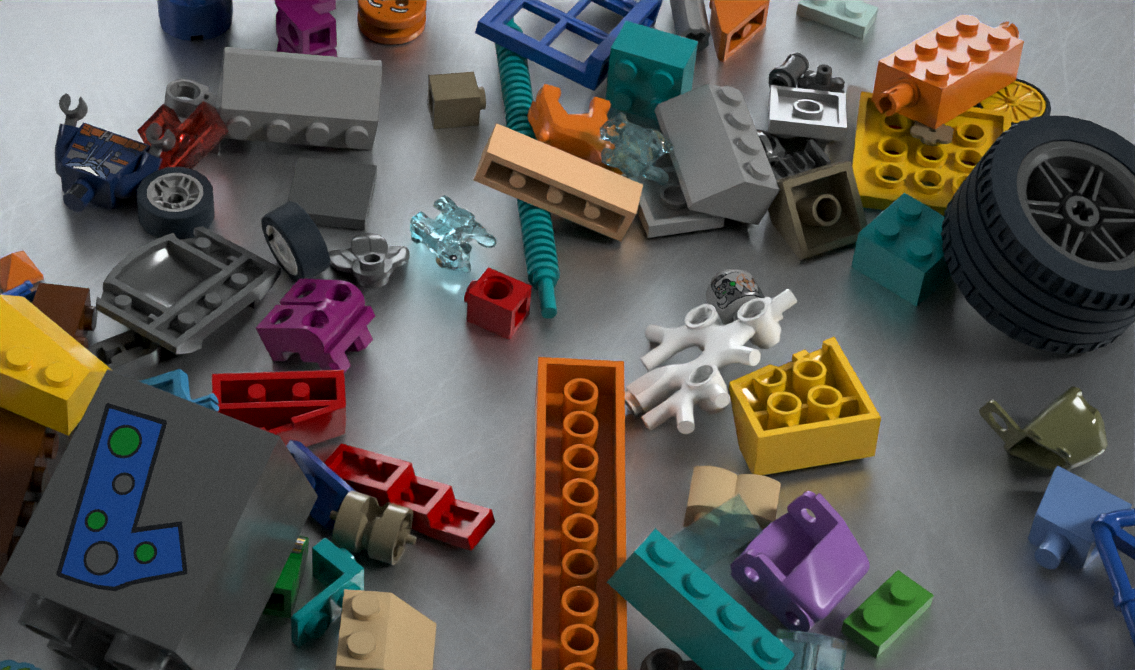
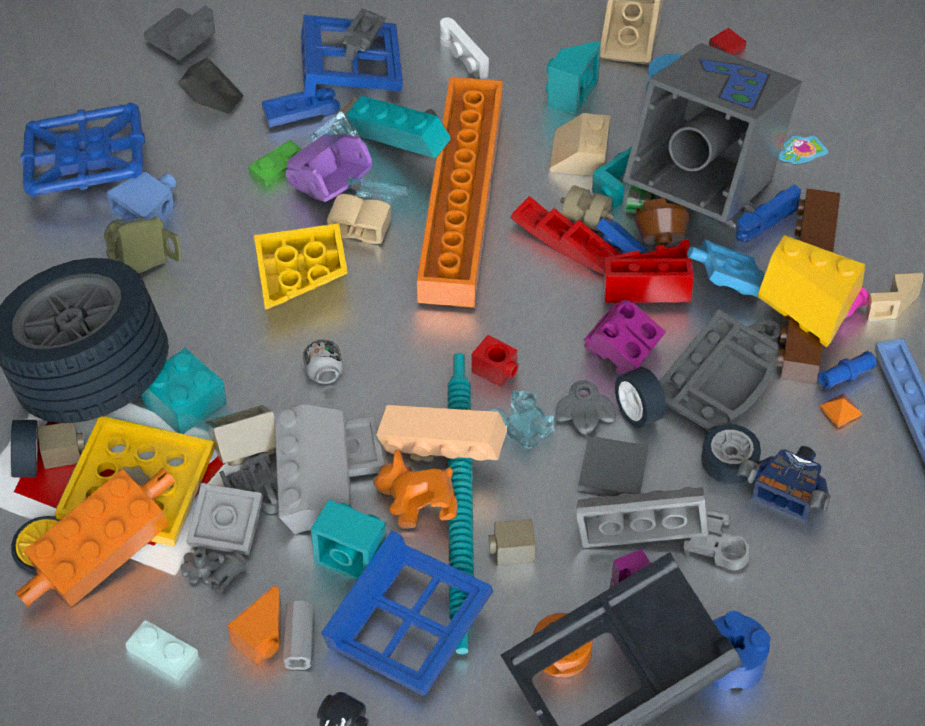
camera: 170 degrees left, 5 degrees up
(193, 137) = (734, 493): clear red plate -> none
(634, 149) = (380, 455): clear light blue animal -> none
(700, 379) = (361, 279): white plant -> none

